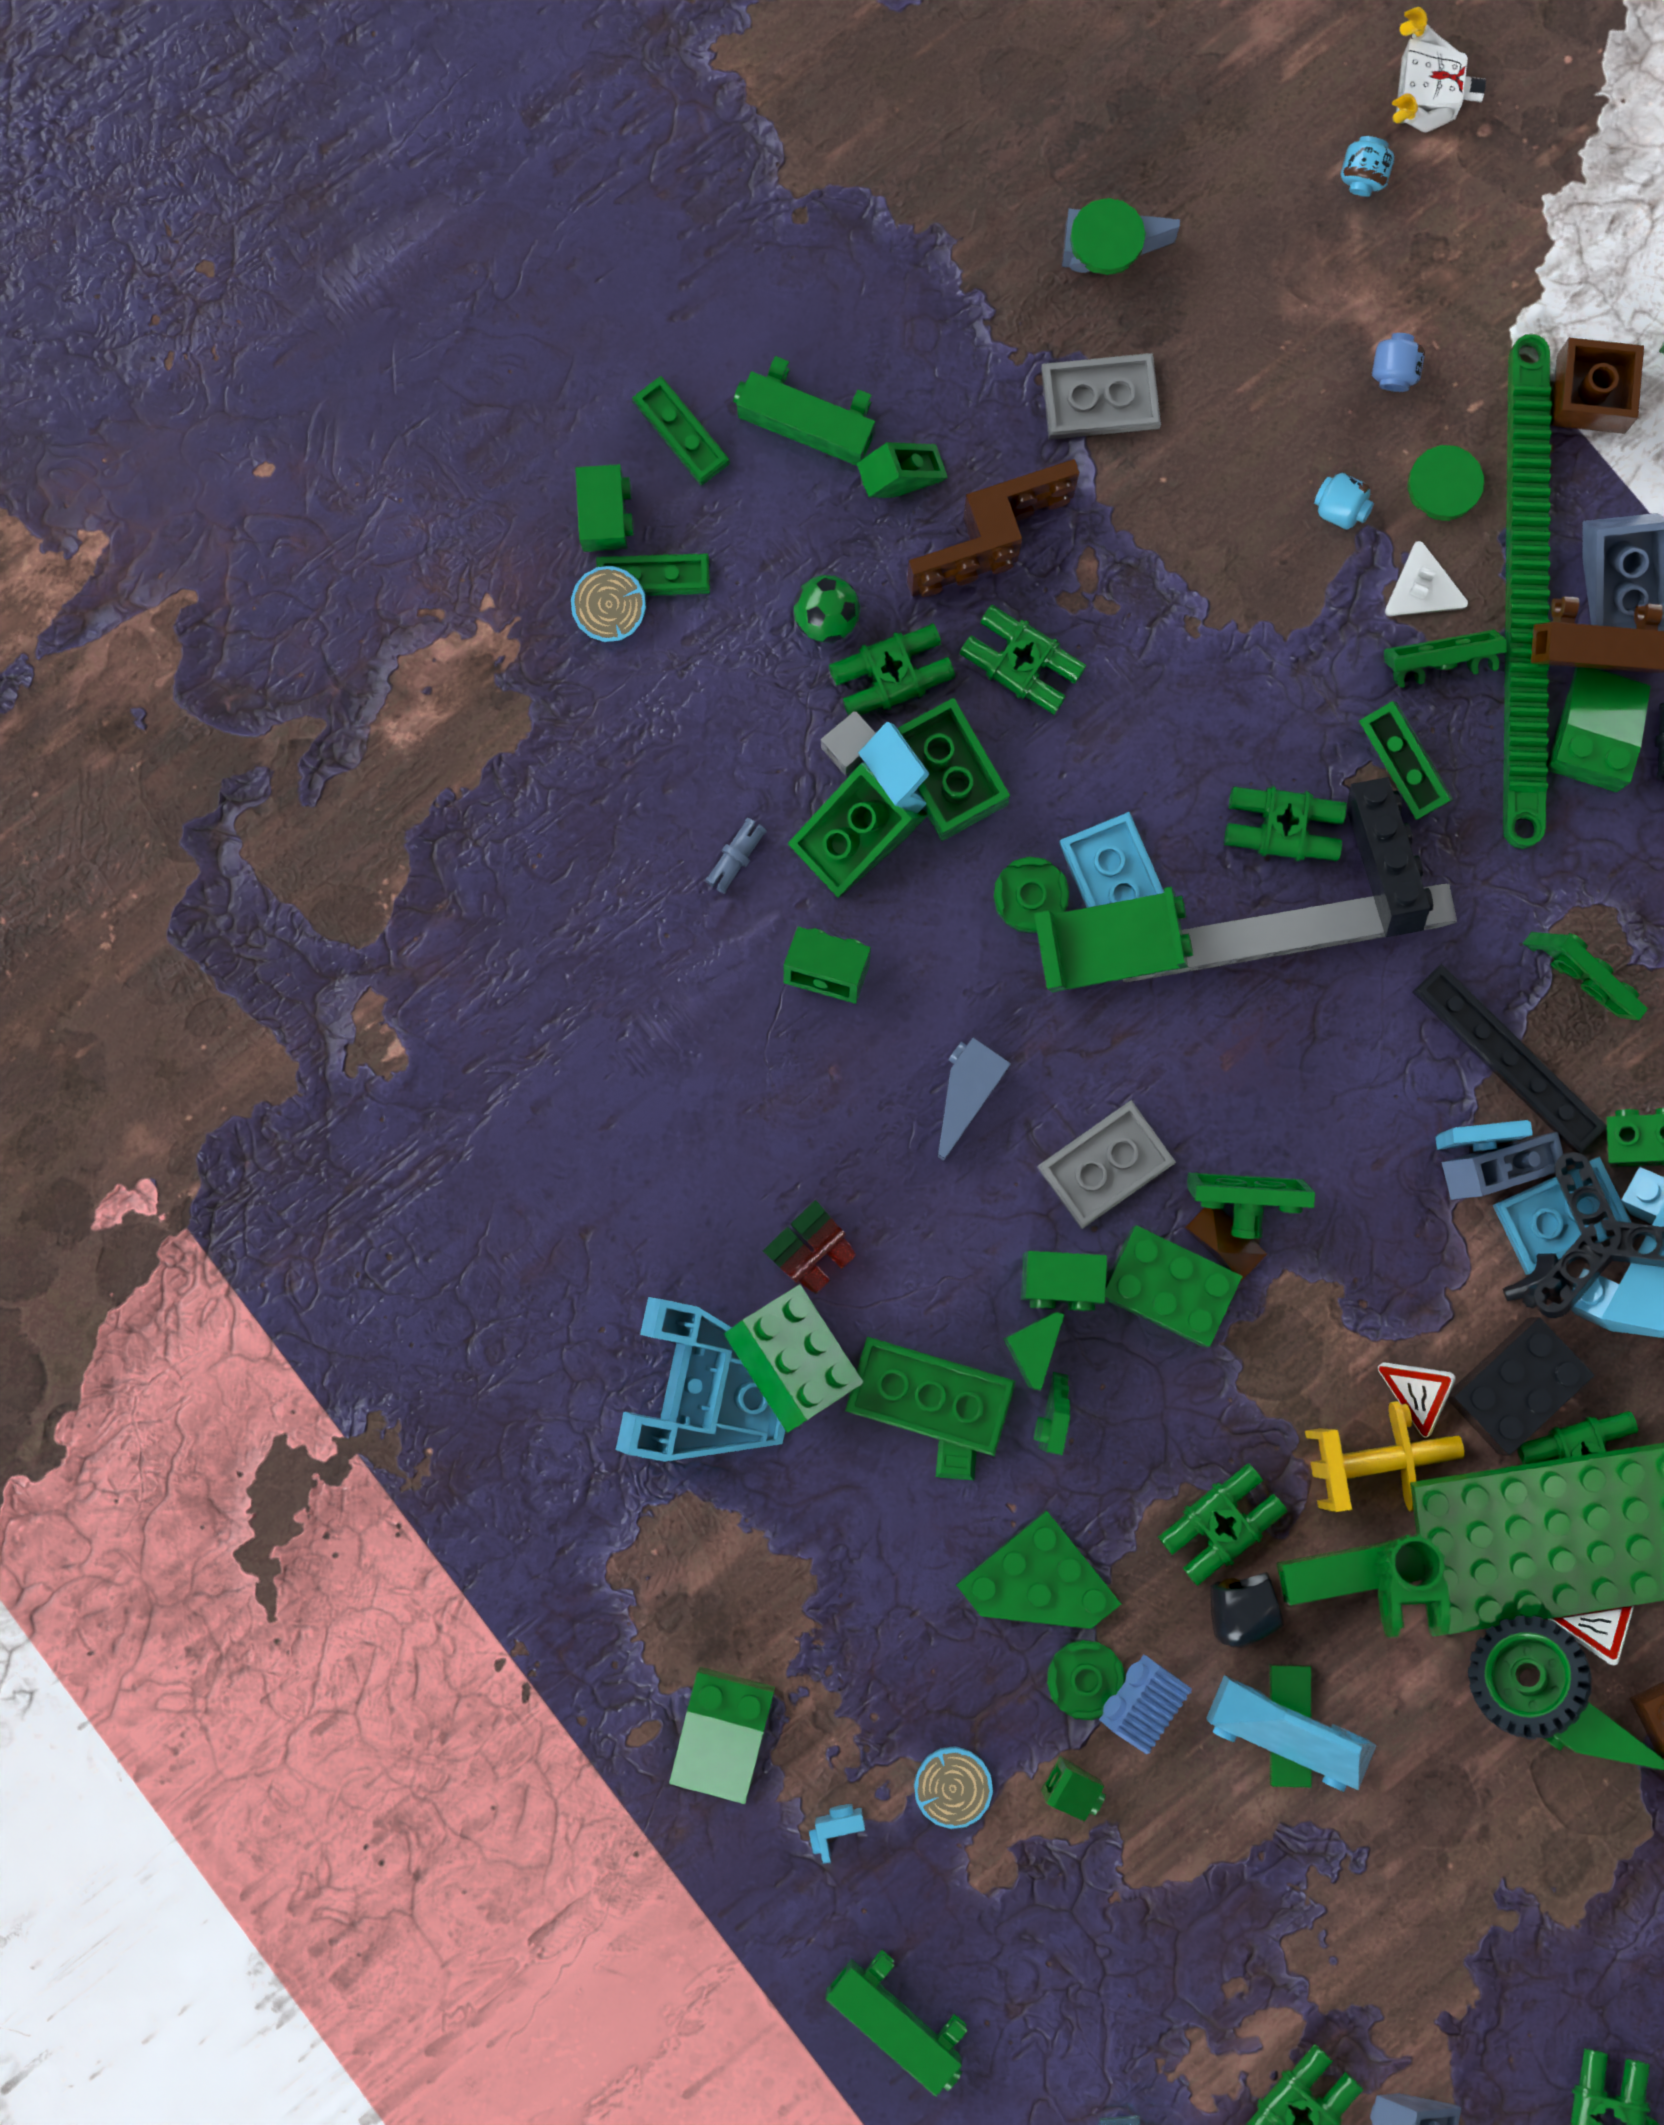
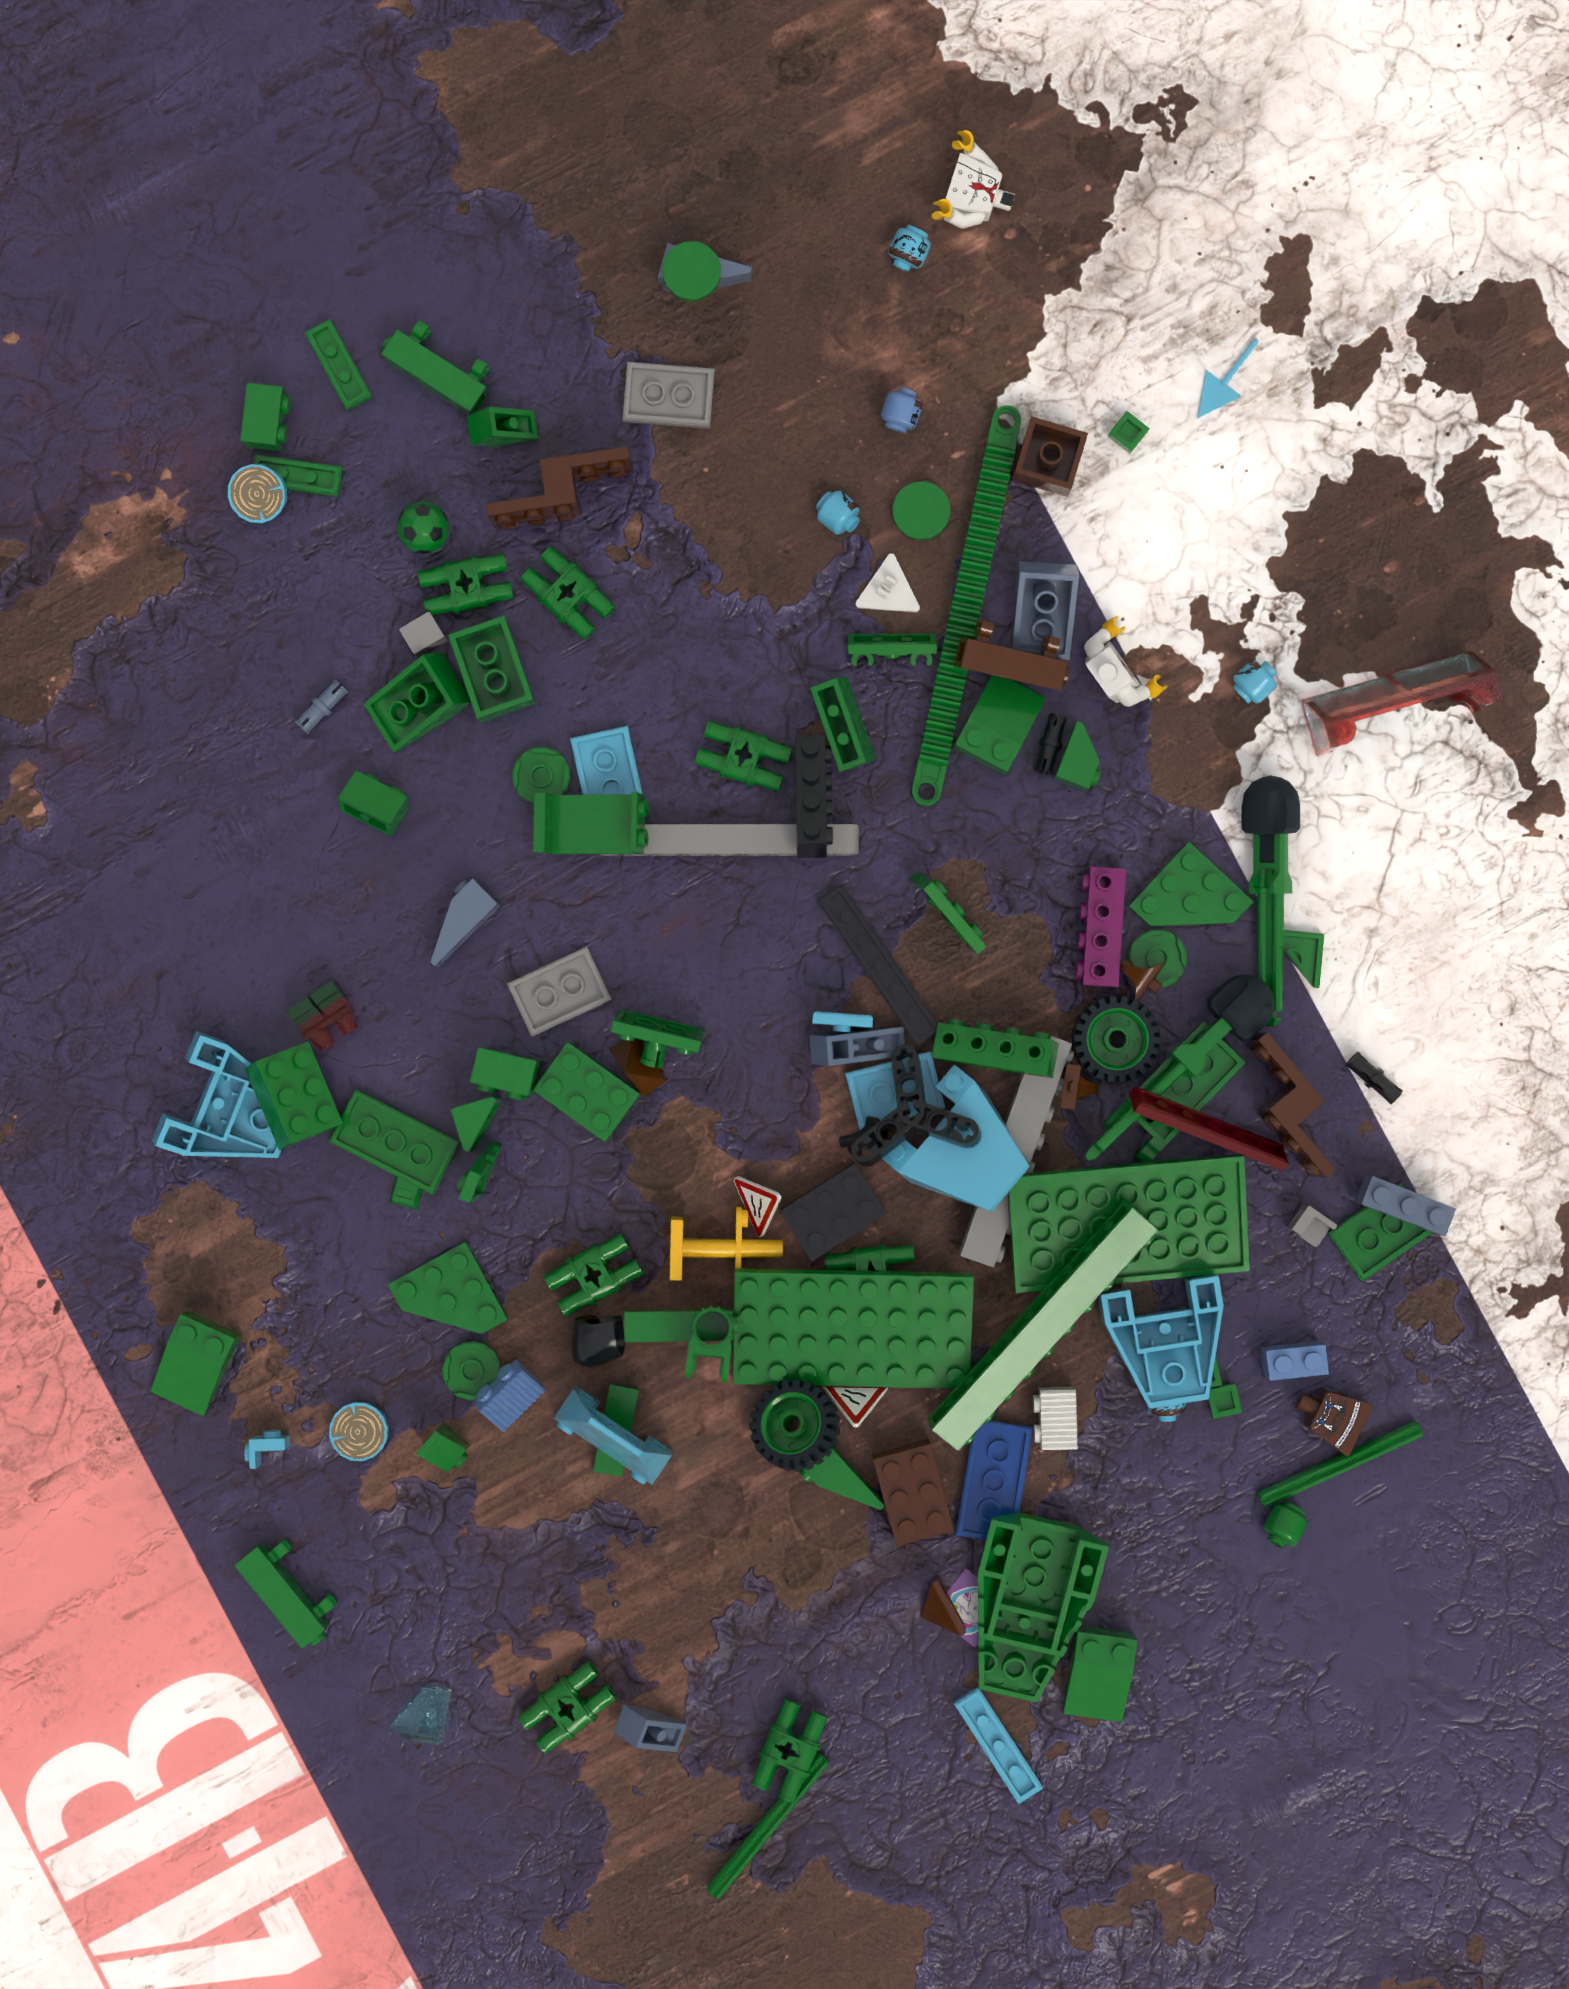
camera: 10 degrees right, 5 degrees up
(895, 767) = (448, 663): medium azure panel -> none

